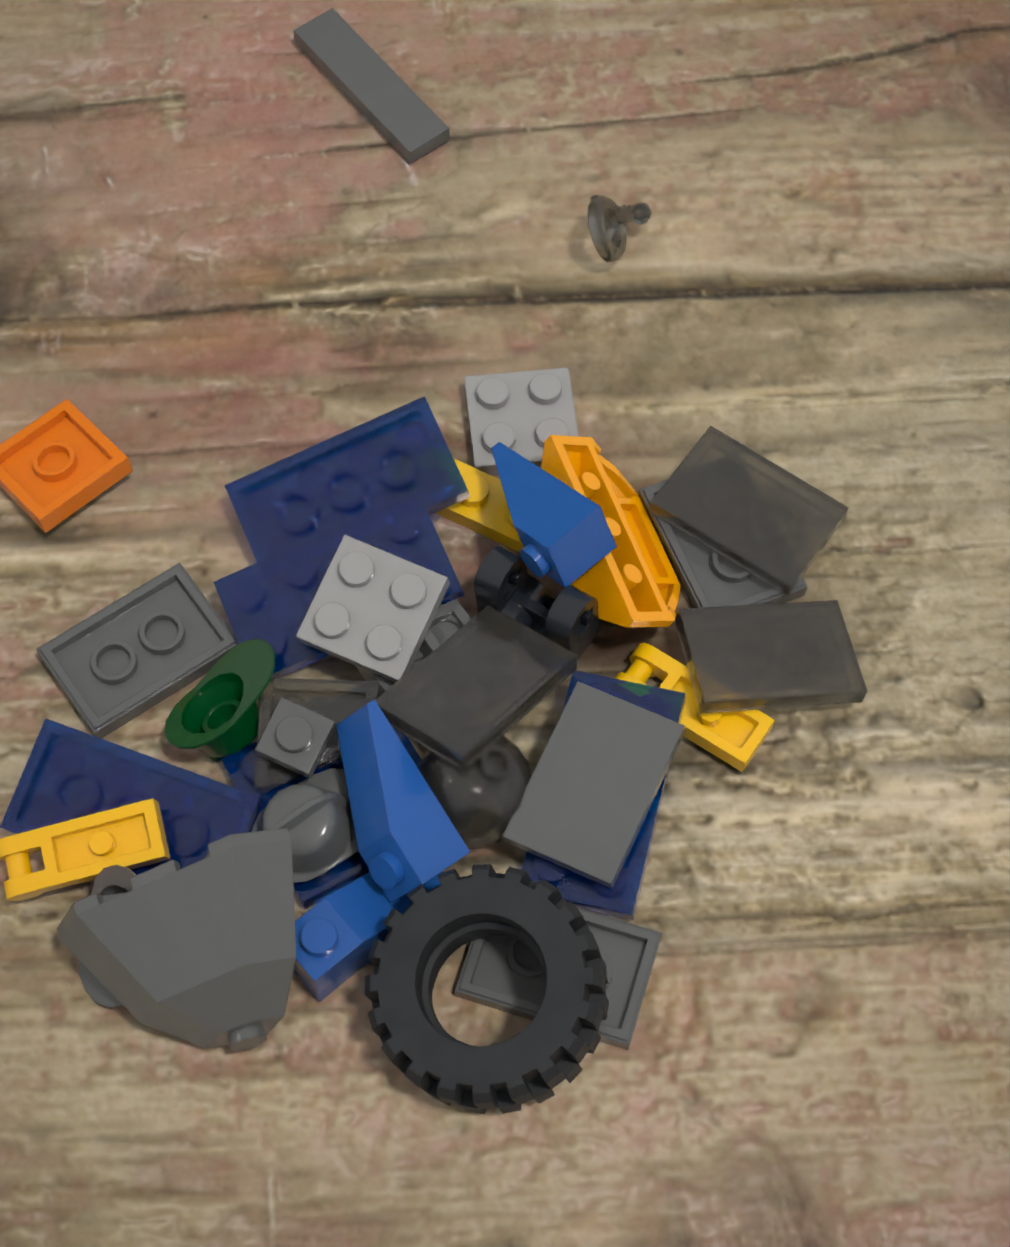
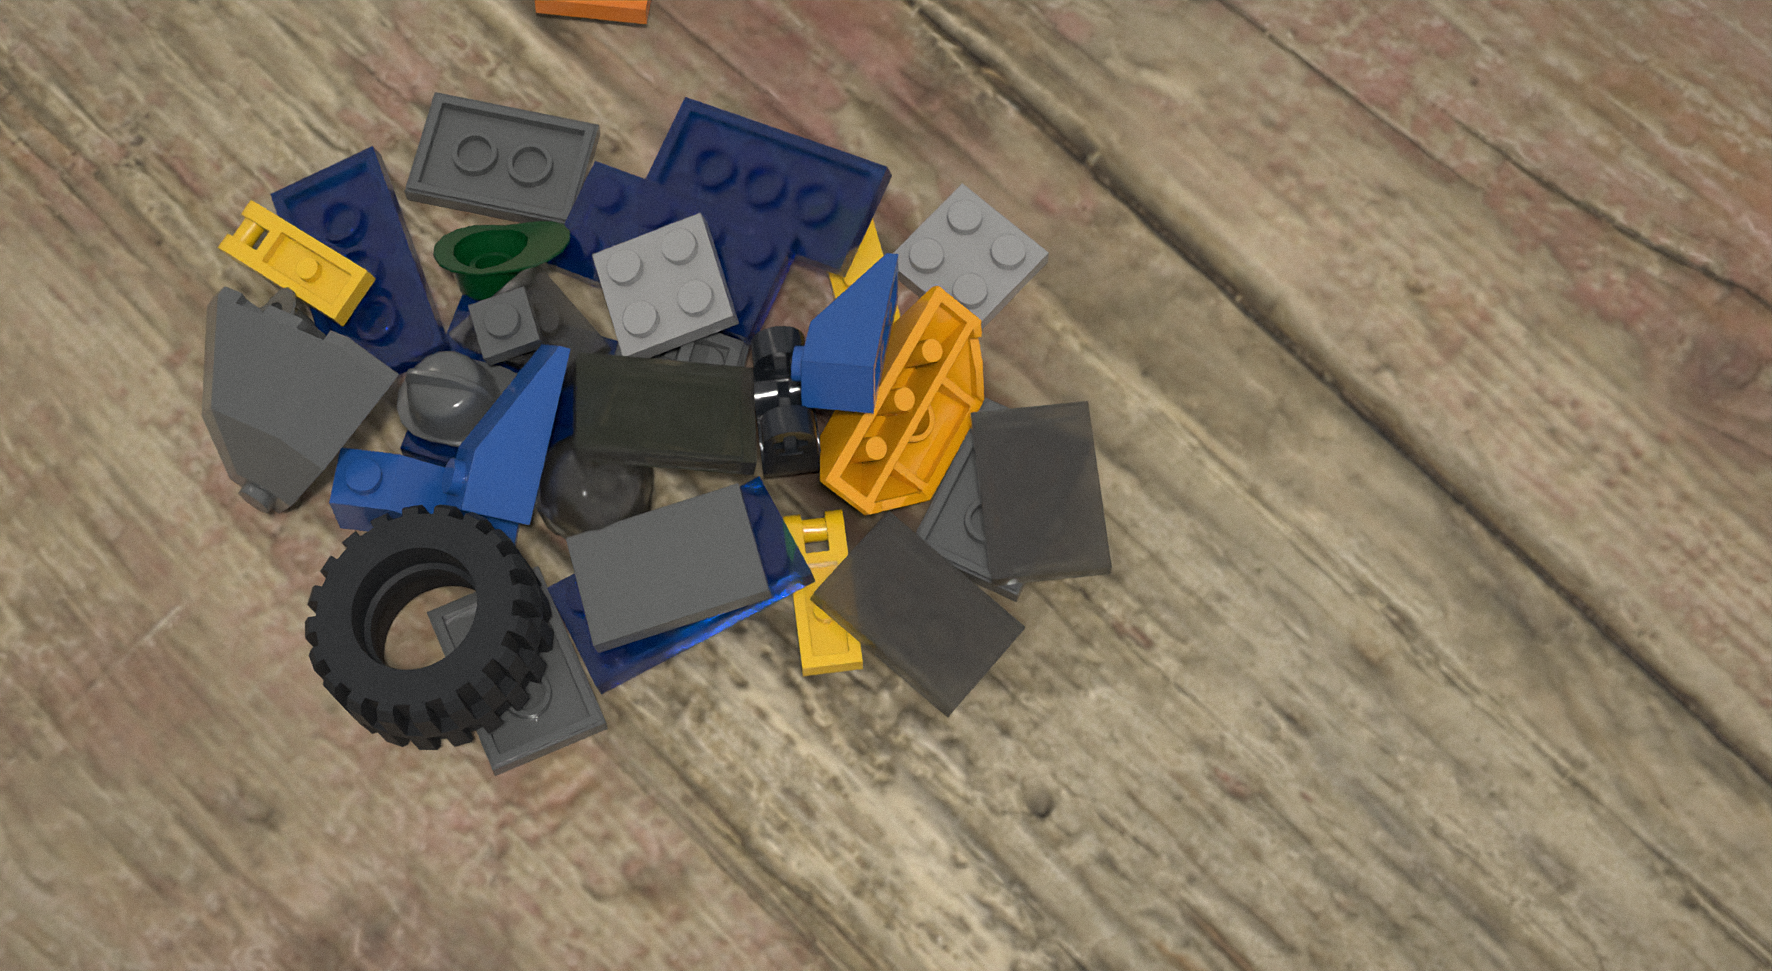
camera: 50 degrees right, 5 degrees up
(608, 224) = (1228, 171): clear smoke piece -> none

